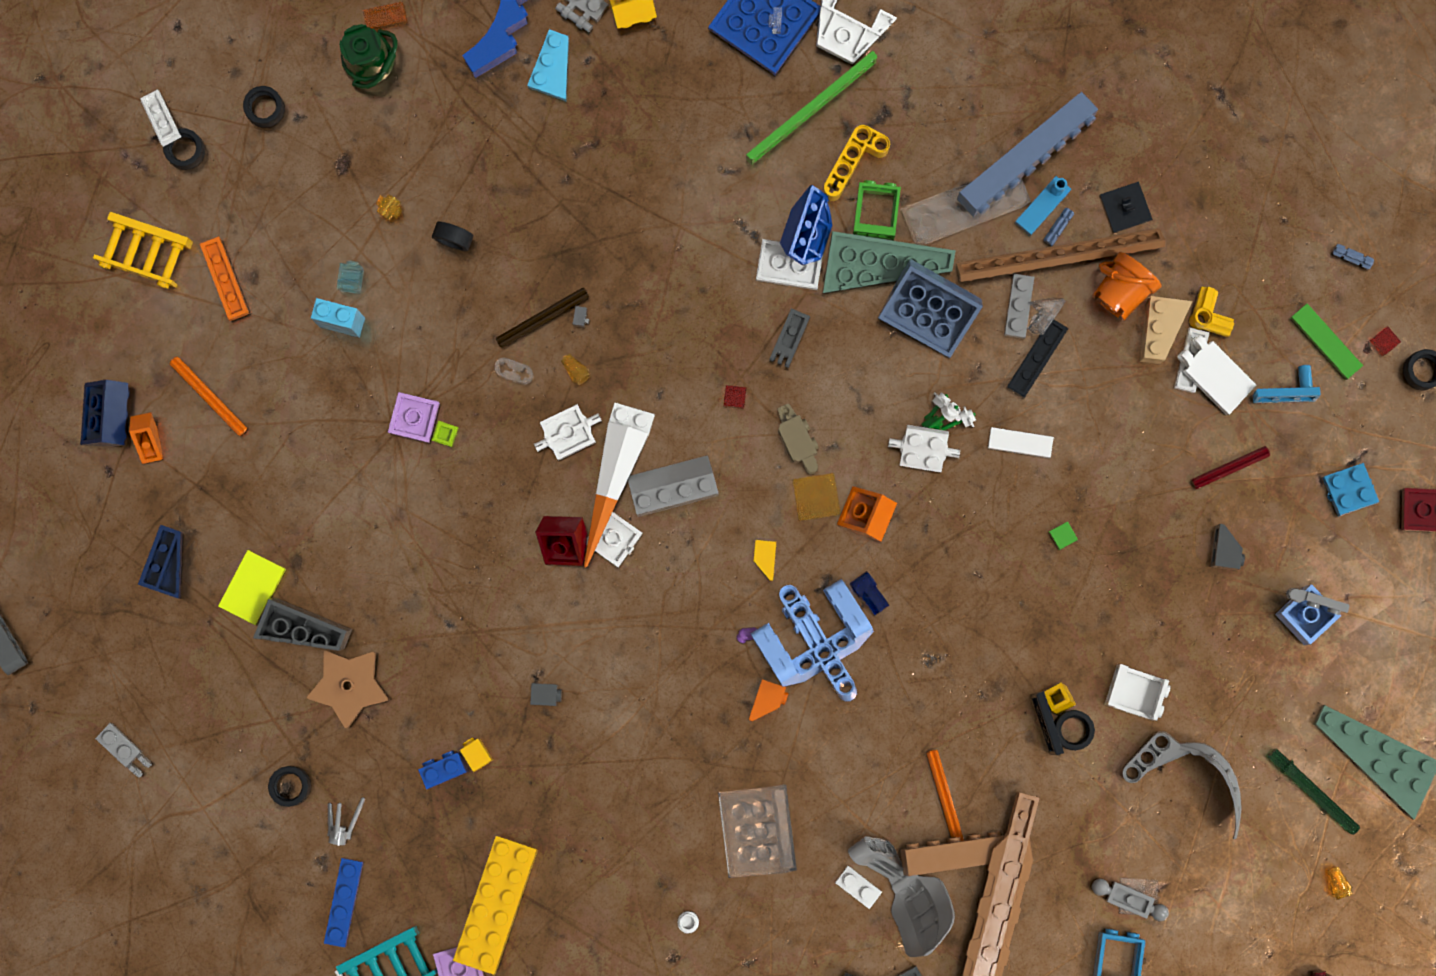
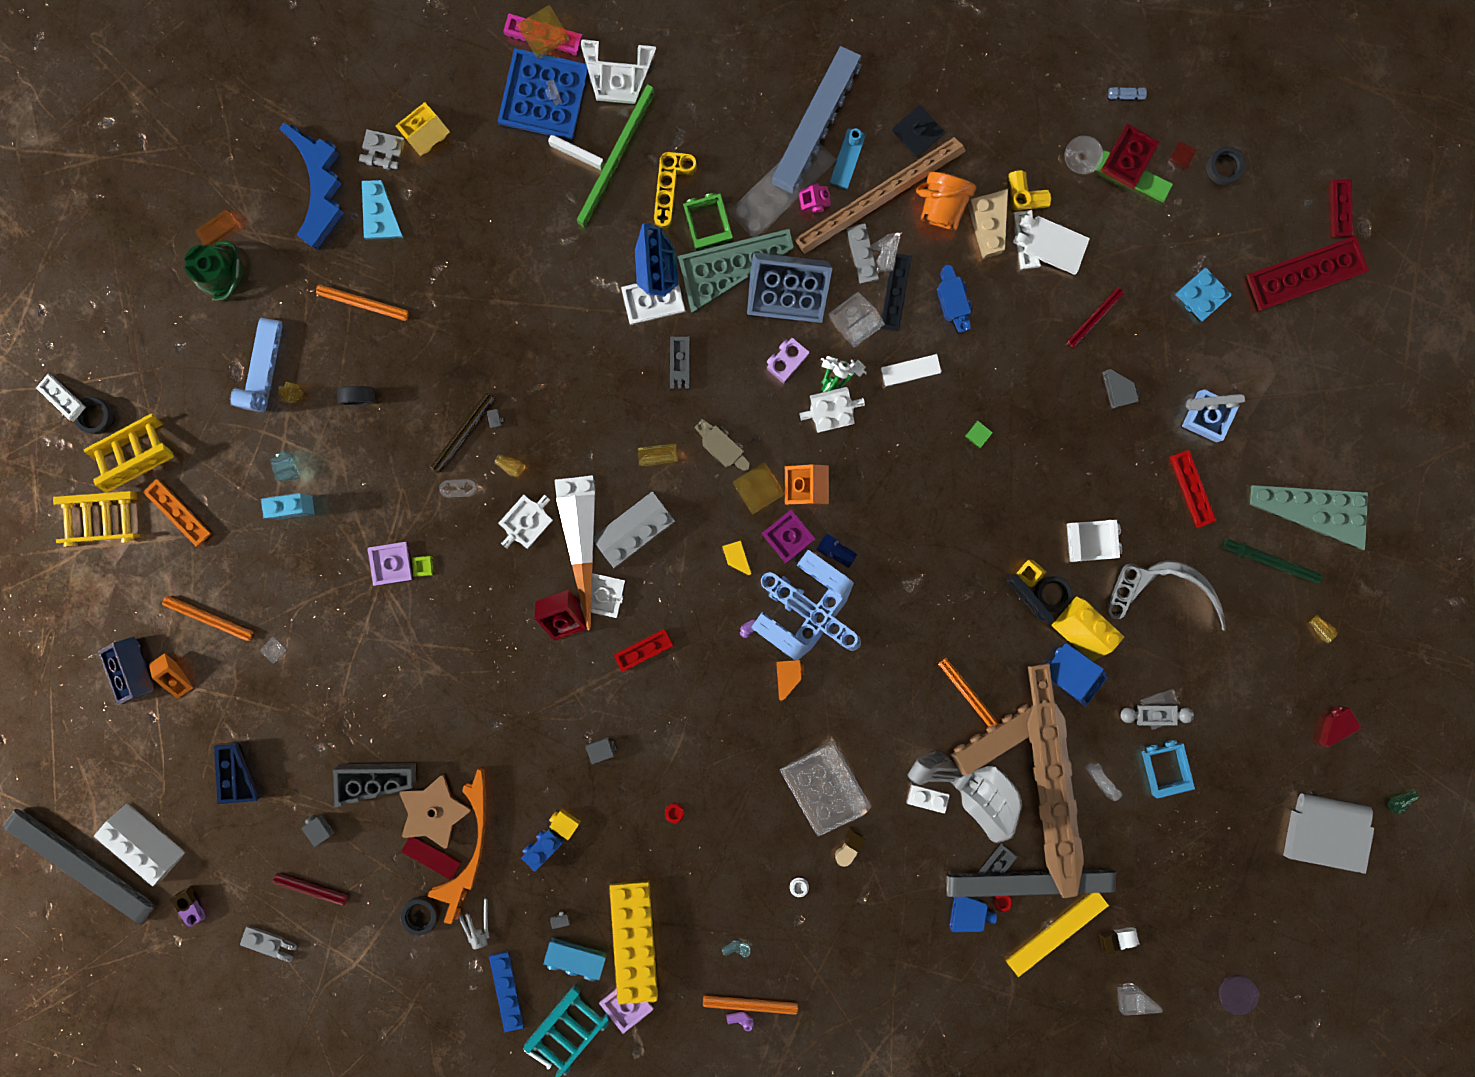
camera: 25 degrees left, 5 degrees up
(41, 594) = (139, 844): none -> white slope
(61, 678) = (188, 907): none -> leg
(190, 712) = (310, 889): none -> dark red axle
(203, 215) = (134, 467): none -> yellow fence
(224, 654) = (317, 830): none -> dark grey brick
(251, 97) = (134, 341): black tyre -> none
(251, 587) = (315, 763): neon yellow tile -> none
(260, 455) = (273, 650): none -> clear plate
(326, 731) = (431, 857): none -> dark red tile
(336, 775) = (454, 890): none -> orange slope
(370, 171) = (261, 367): none -> light blue beam
(427, 898) = (575, 959): none -> dark azure brick
(429, 852) = (560, 920): none -> flat silver piece
(498, 148) = (362, 302): none -> orange axle
(592, 791) = (674, 813): none -> red tile
(598, 957) = (738, 947): none -> clear light blue arm
(631, 611) = (643, 650): none -> red plate
(728, 420) = (657, 454): none -> clear yellow plate
(734, 397) = (654, 432): clear red tile -> none
(750, 908) = (854, 842): none -> leg
(774, 88) = (576, 152): none -> white tile
(826, 557) = (788, 536): none -> magenta plate
(901, 384) = (791, 363): none -> lavender brick
(986, 368) = (856, 319): none -> clear slope
(993, 230) = (814, 198): none -> dark pink brick
(1046, 945) = (1103, 782): none -> clear plate
(1058, 226) = (868, 171): sand blue axle -> none
(1063, 822) = (1076, 674): none -> blue slope
(1093, 389) = (954, 300): none -> blue hinge
(1093, 781) = (1087, 630): none -> yellow slope
(1261, 682) = (1193, 488): none -> red tile
(1293, 297) = (1092, 151): none -> clear dish
(1305, 393) = (1133, 228): dark azure piece -> none
(1330, 320) = (1130, 156): none -> dark red tile

